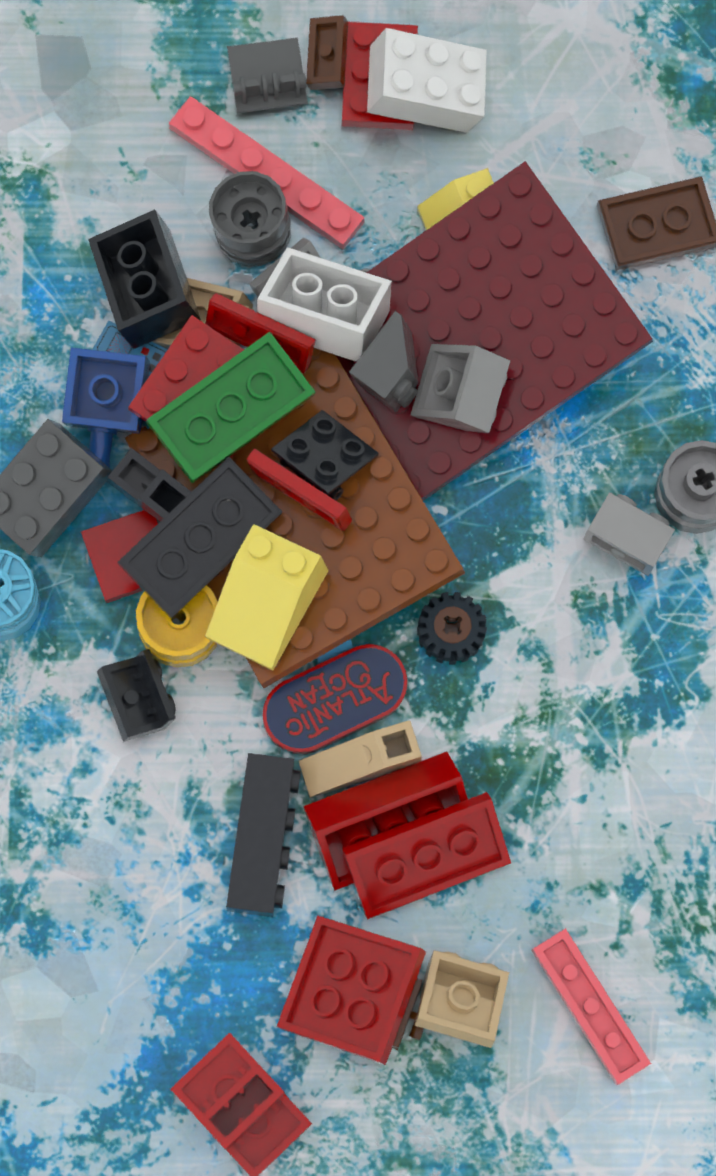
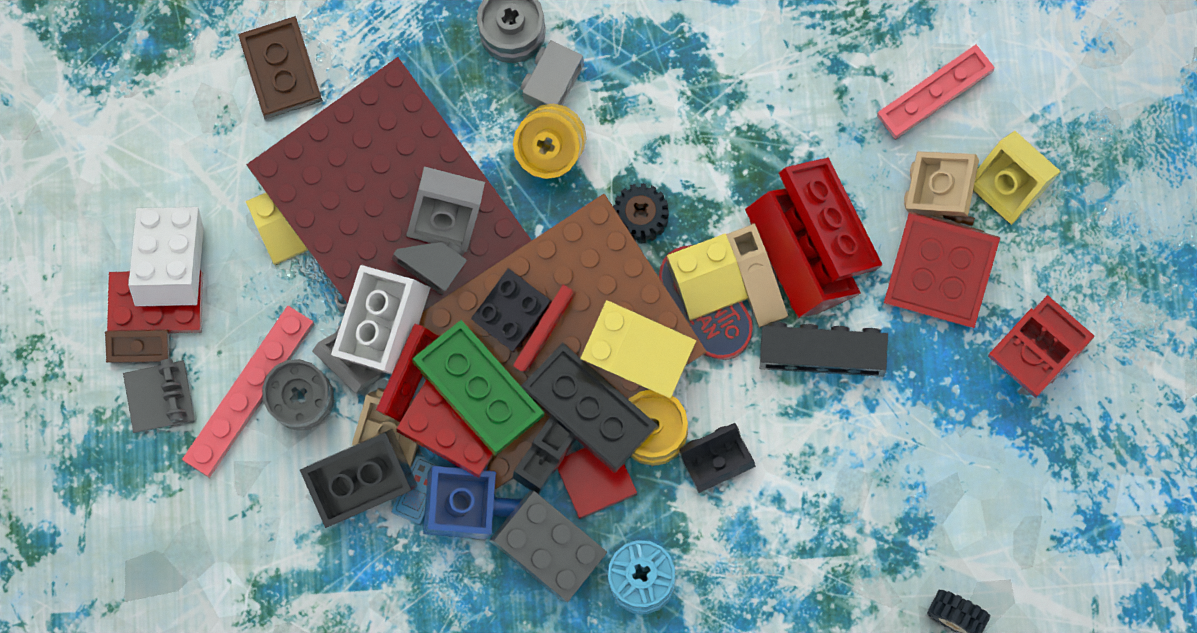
camera: 80 degrees left, 0 degrees up
(360, 695) = (707, 277): none -> light yellow slope
(471, 1096) = (1013, 177): none -> light yellow slope
(544, 519) = (546, 158): none -> yellow wheel

